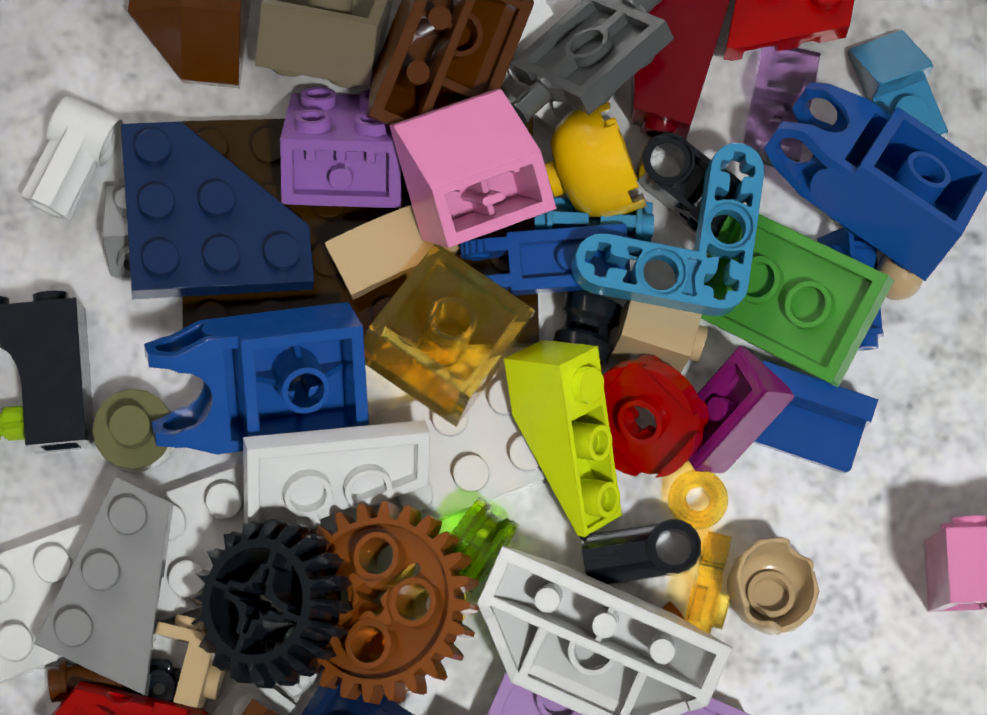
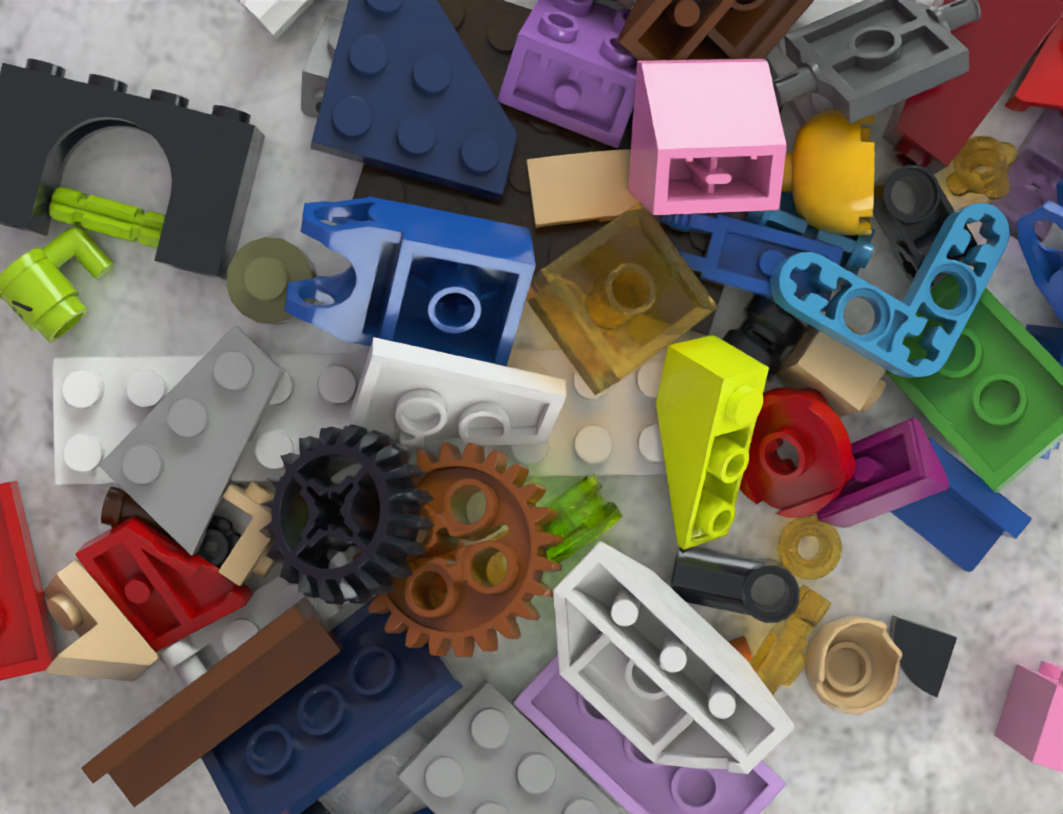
camera: 20 degrees right, 10 degrees up
(715, 108) = (982, 152): none -> clear yellow plate
(834, 558) = (924, 653): none -> black tile

